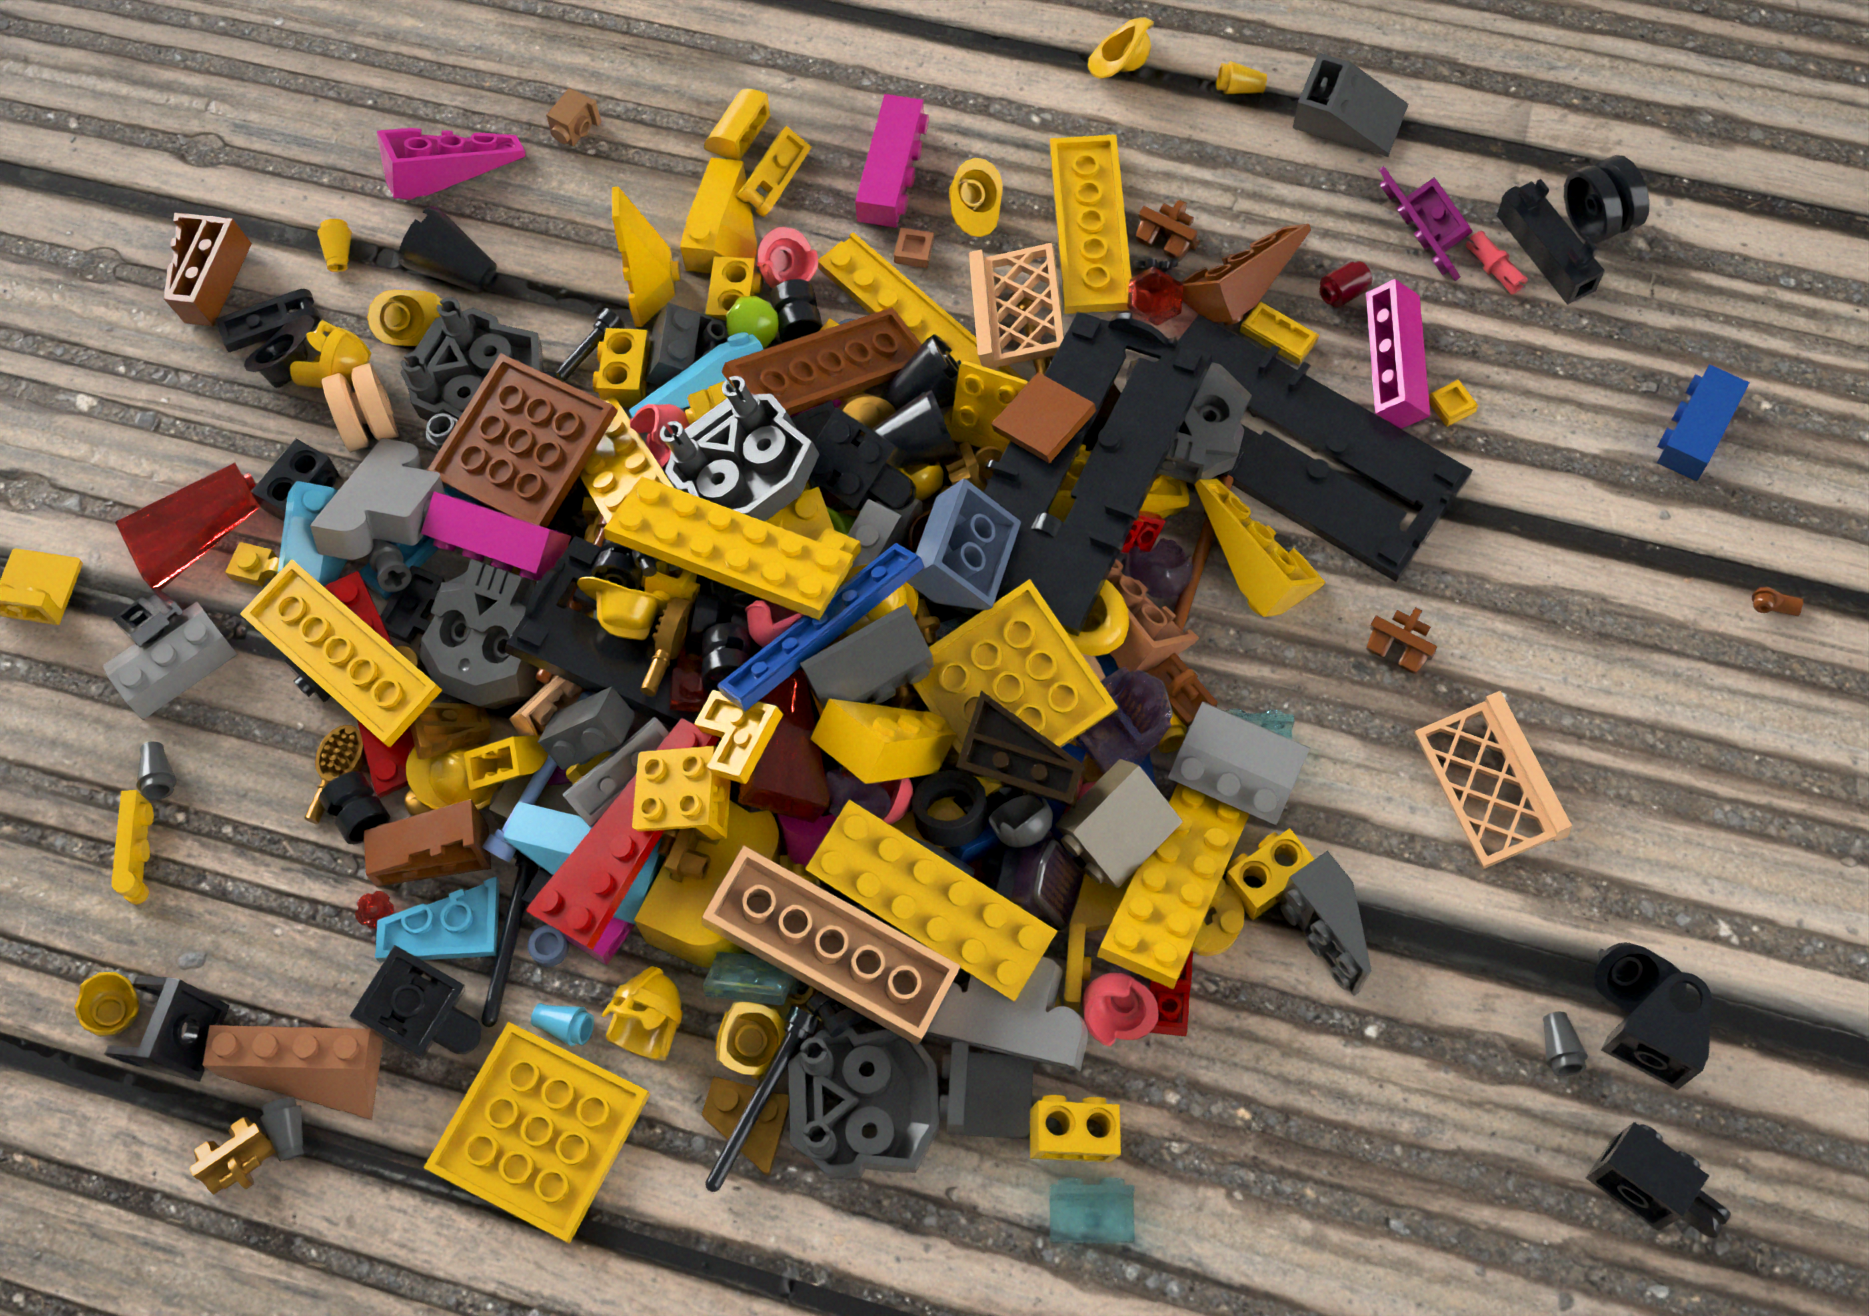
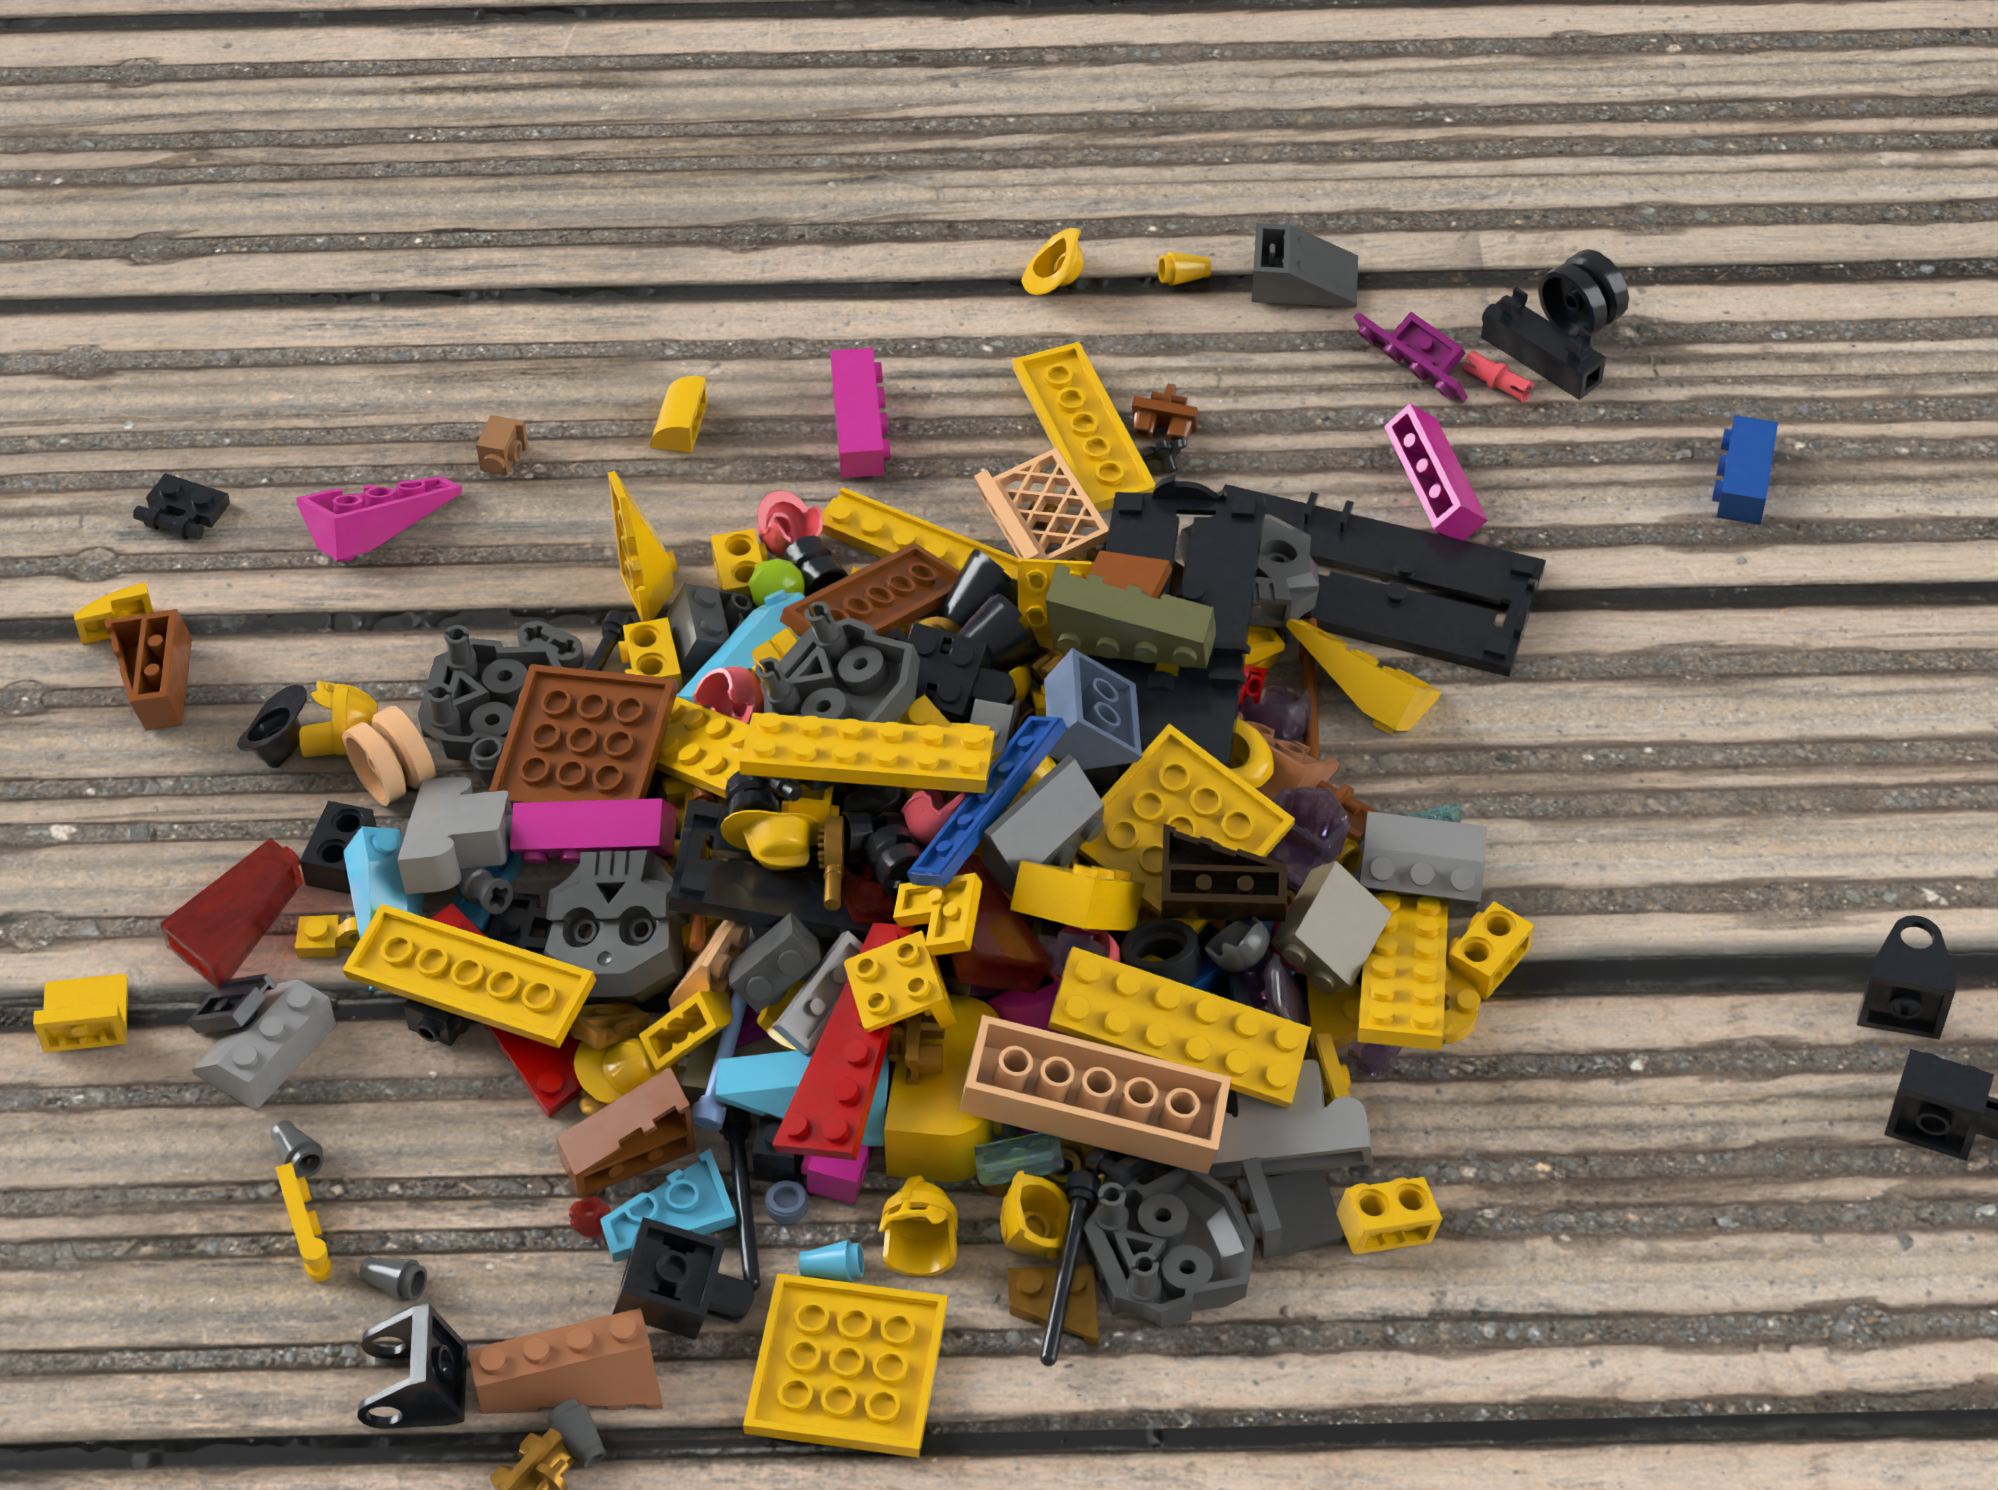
camera: 20 degrees left, 15 degrees down
(107, 1004) = (339, 1368): yellow hair -> none
(191, 924) = (397, 1277): none -> dark grey cone
(196, 200) = (118, 604): none -> yellow slope
(264, 319) = (235, 706): black plate -> none
(294, 104) = (187, 501): none -> black plate
(335, 243) = (287, 616): yellow cone -> none
(337, 754) = (492, 1095): pearl gold piece -> none
(352, 806) = (528, 1121): black wheel -> none
(402, 316) = (398, 664): yellow piece -> none
(446, 253) = (421, 597): black cone -> none
(551, 323) = (551, 636): none -> dark grey beam
(718, 219) = (696, 505): yellow wedge -> none
(775, 171) = (738, 449): yellow plate -> none
(914, 247) = (911, 487): nougat plate -> none
(976, 197) = (959, 425): yellow piece -> none
(1028, 462) = (1127, 622): none -> olive wedge
(1091, 1211) = (1430, 1283): clear light blue bracket -> none
(1118, 1008) = (1393, 1096): coral helmet -> none
(1155, 296) = (1176, 462): clear red panel -> none
(1173, 1003) = (1431, 1083): red slope -> none
(1244, 278) = (1254, 444): dark orange wedge -> none
(1272, 327) = (1300, 480): yellow plate -> none
(1327, 911) = (1563, 969): dark grey slope -> none
(1345, 283) = (1359, 425): dark red brick -> none
(1386, 633) = (1536, 714): dark orange hips -> none
(1452, 403) = (1504, 508): yellow tile -> none
(1523, 765) = (1697, 804): light nougat fence -> none
(1563, 1047) = (1822, 1027): dark grey cone -> none
(1631, 973) = (1856, 941): black piece -> none
(1767, 600) = (1866, 606): dark orange arm -> none

